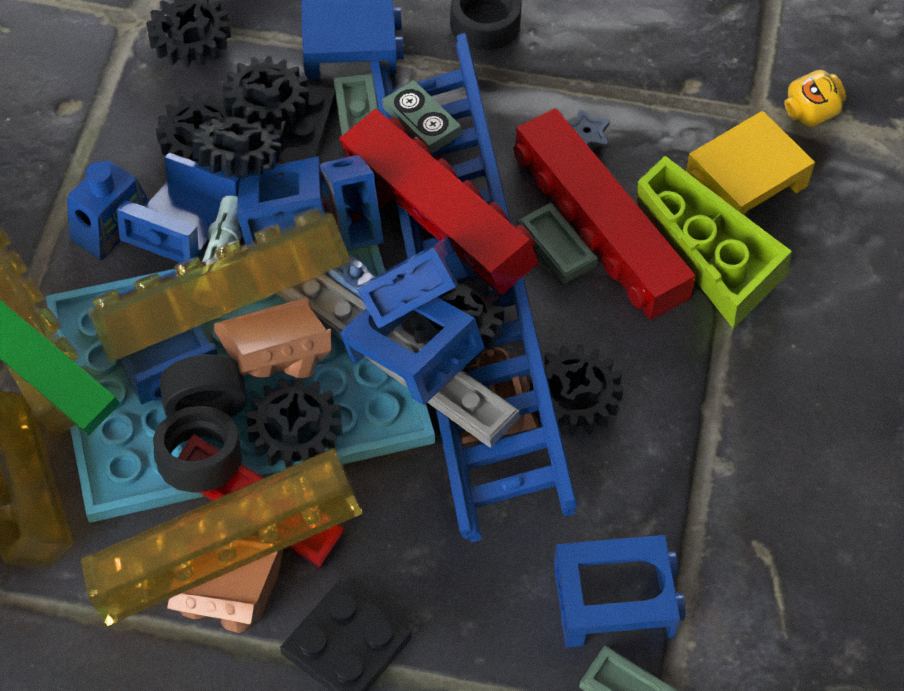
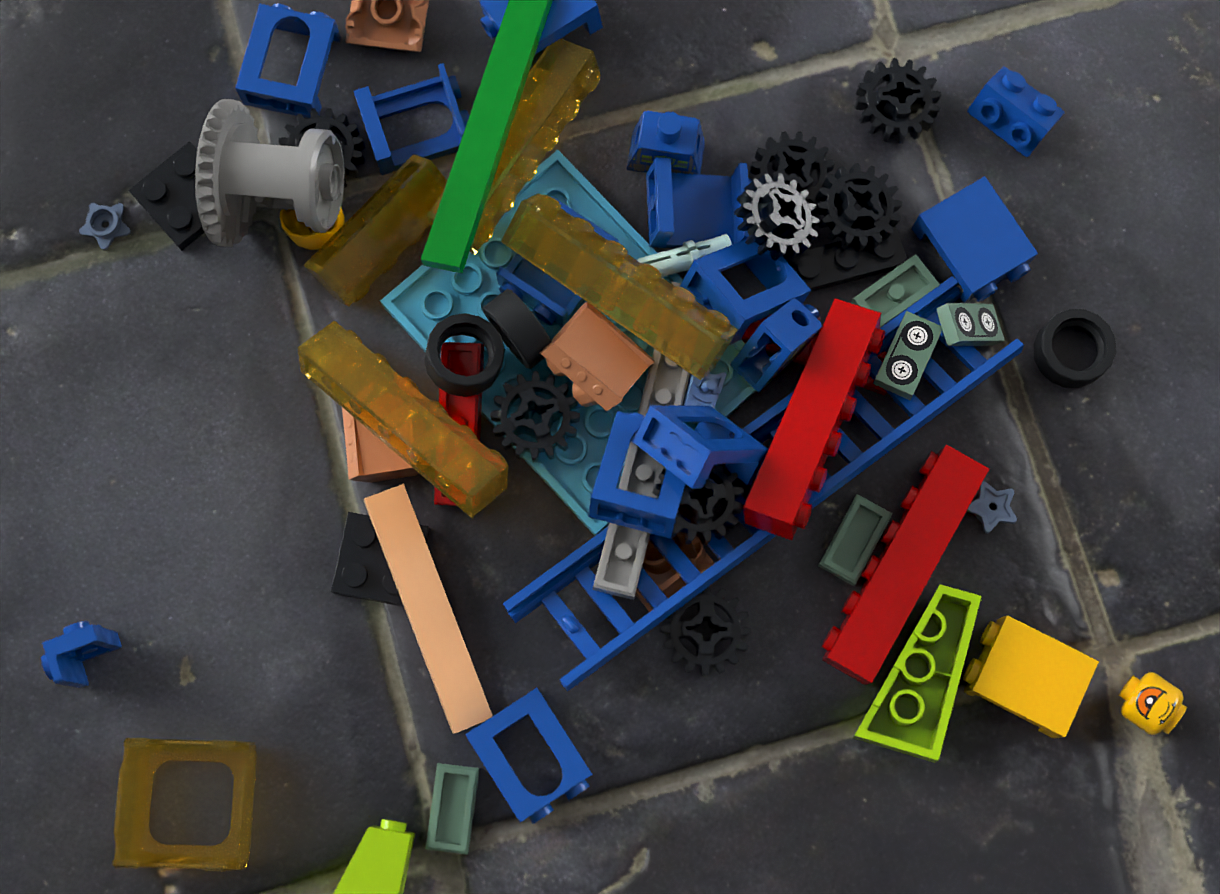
camera: 60 degrees right, 20 degrees up
(421, 67) = (970, 324): none -> sand green tile
(422, 611) = (428, 608): none -> light nougat tile

